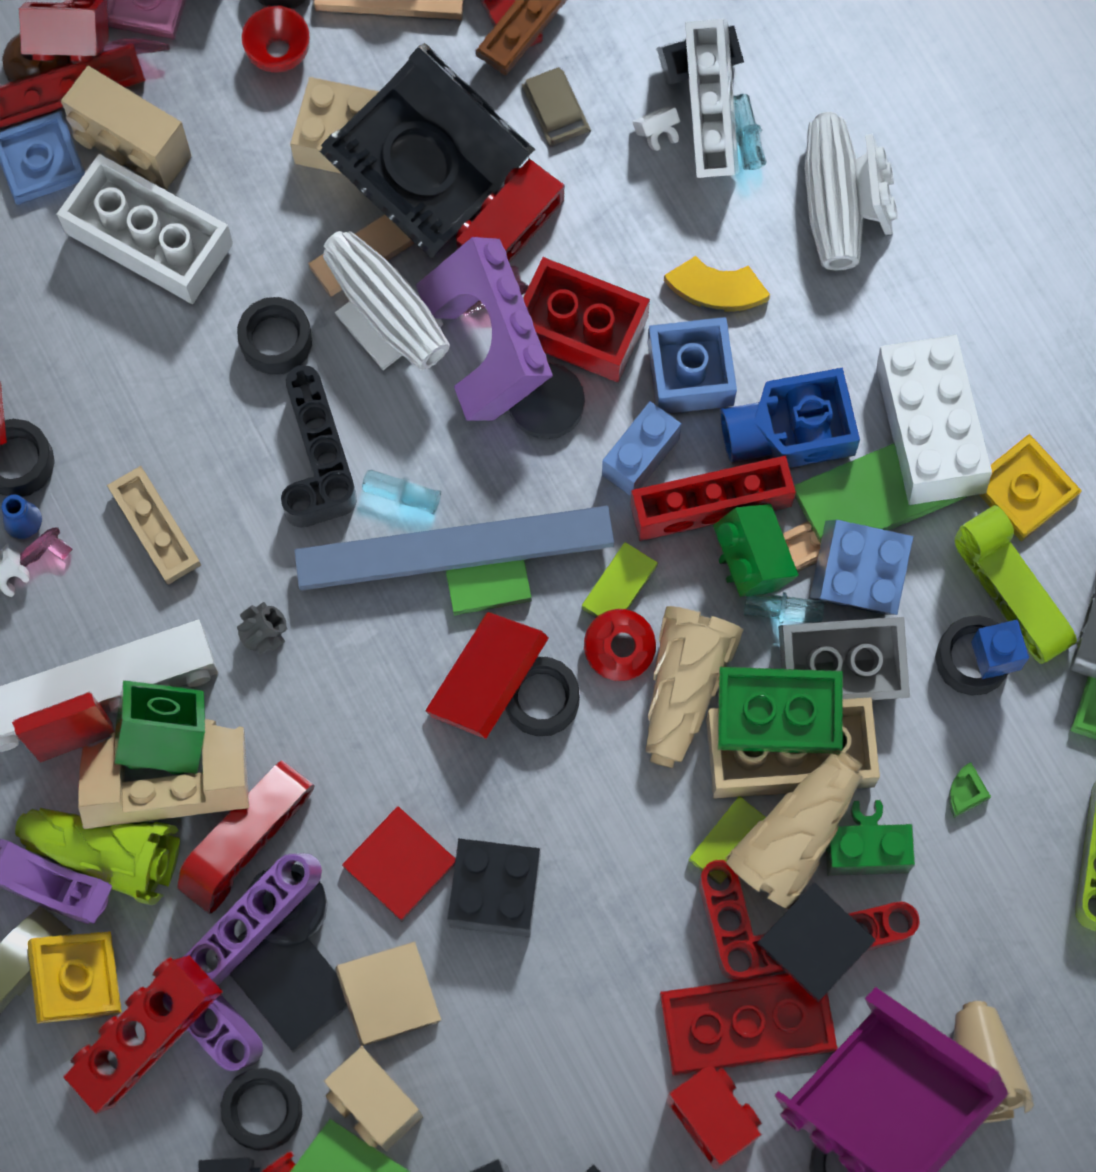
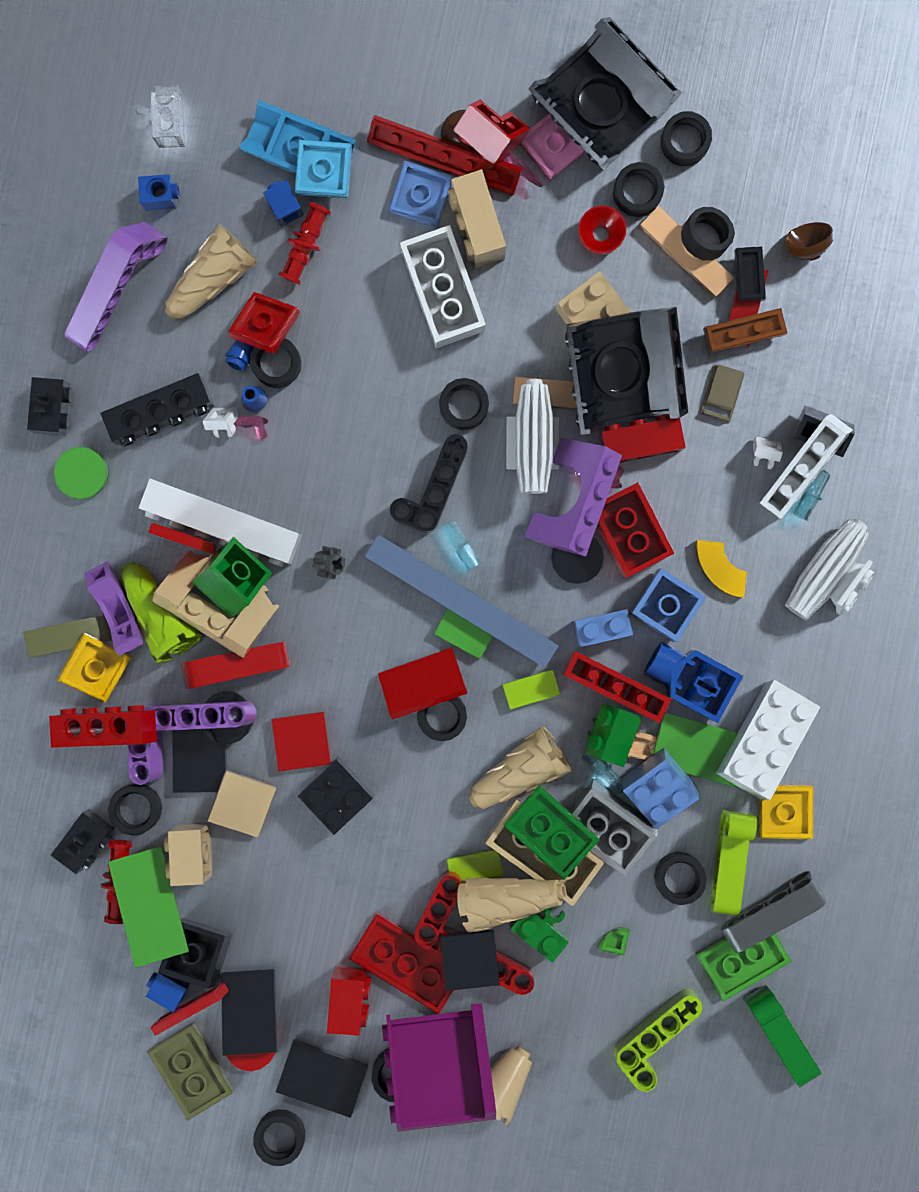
camera: 40 degrees right, 15 degrees up
(154, 525) = (318, 458): tan plate -> none
(598, 644) = (507, 710): red piece -> none
(999, 649) = (691, 893): blue brick -> none

